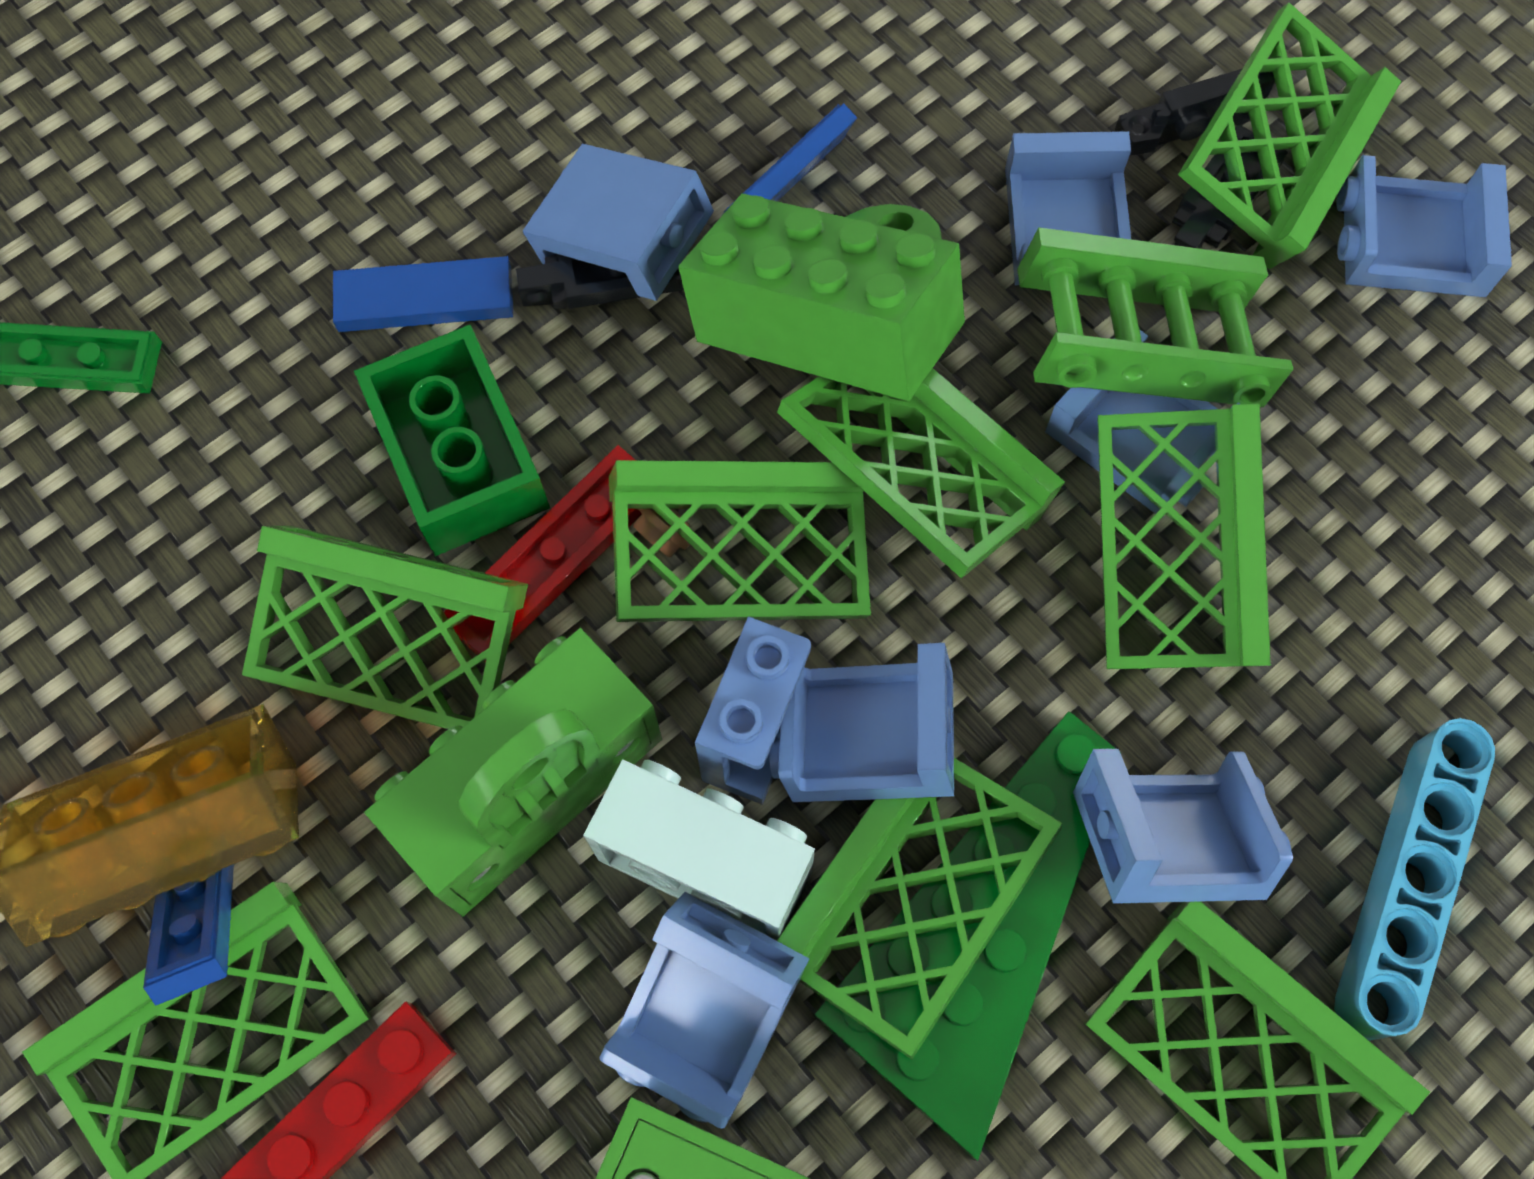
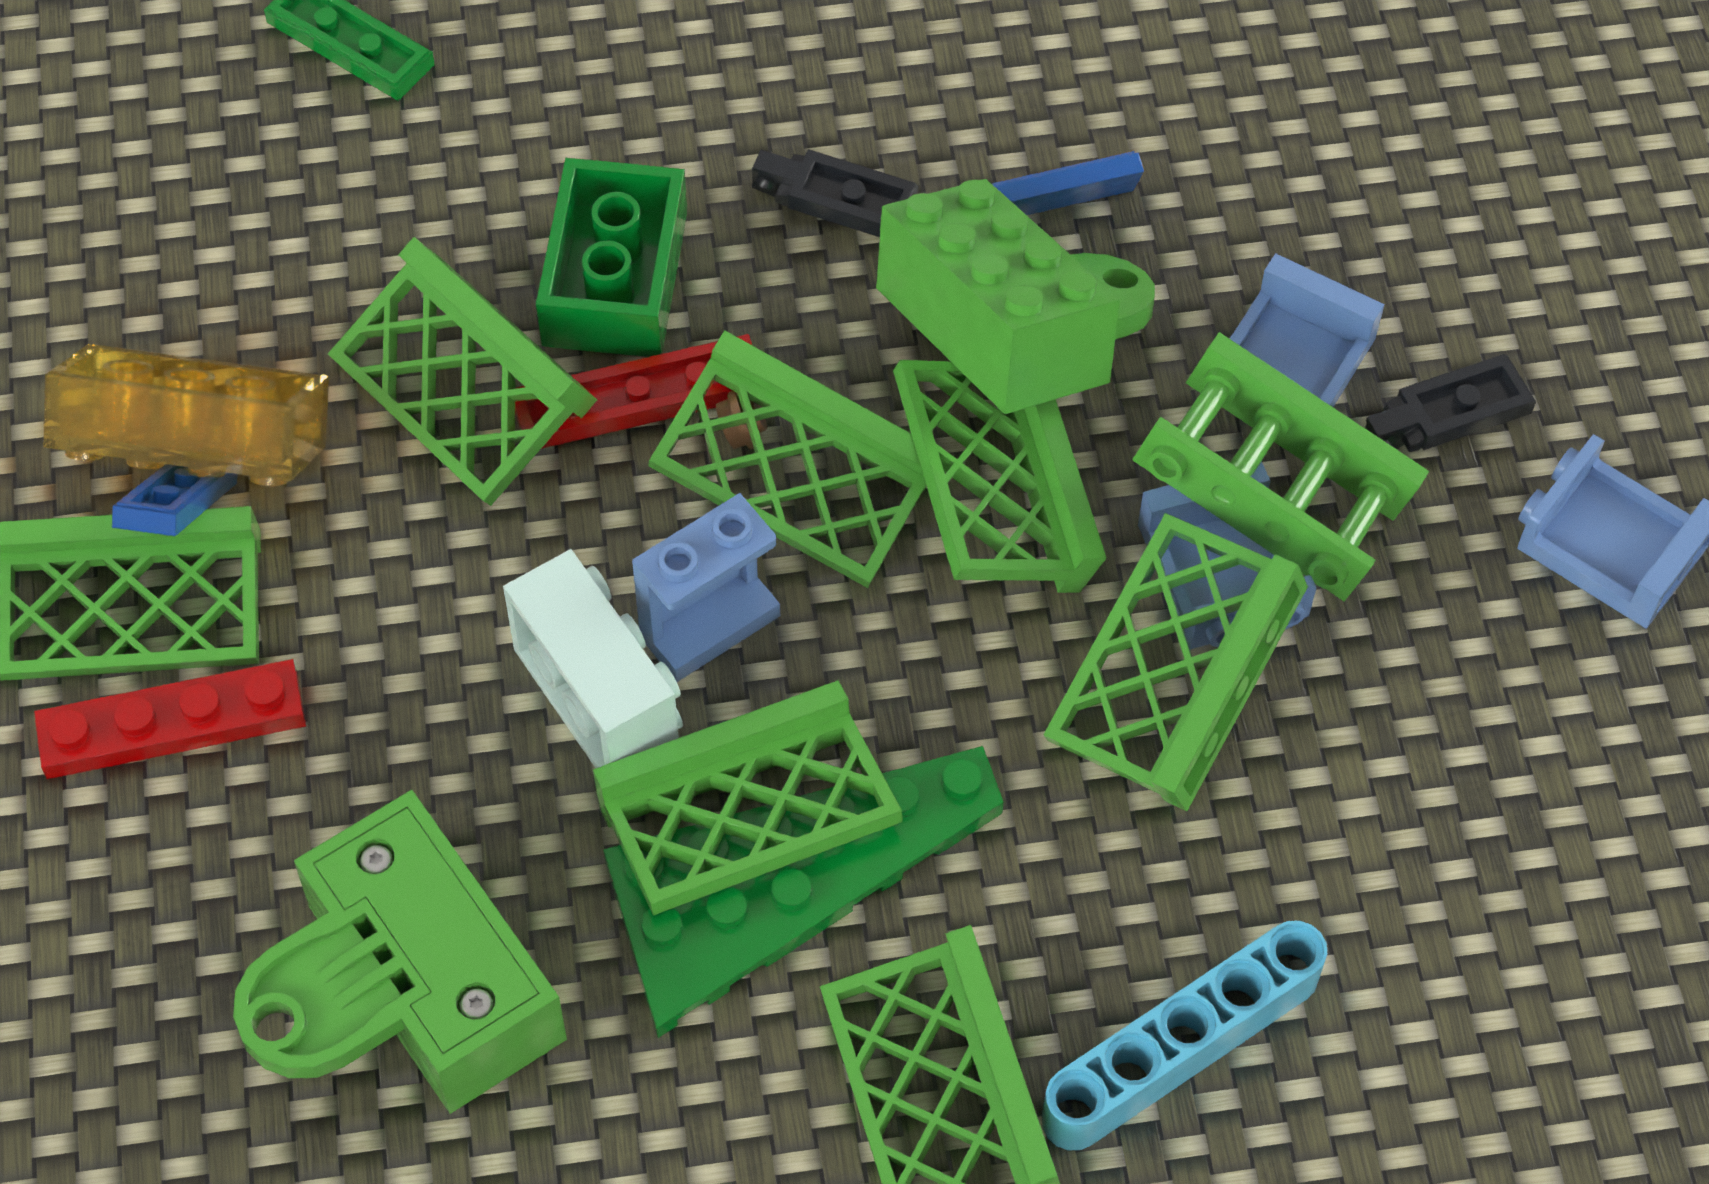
camera: 30 degrees right, 10 degrees down
(422, 294) = (673, 134): blue tile -> none
(515, 771) = (459, 530): bright green brick -> none
(622, 216) = (875, 148): medium blue panel -> none
(704, 1010) = (518, 783): medium blue panel -> none
(869, 732) = (790, 649): medium blue panel -> none
(1181, 832) = (996, 875): medium blue panel -> none
(1183, 112) = (1477, 322): black hinge -> none
(1320, 169) = (1558, 428): bright green fence -> none

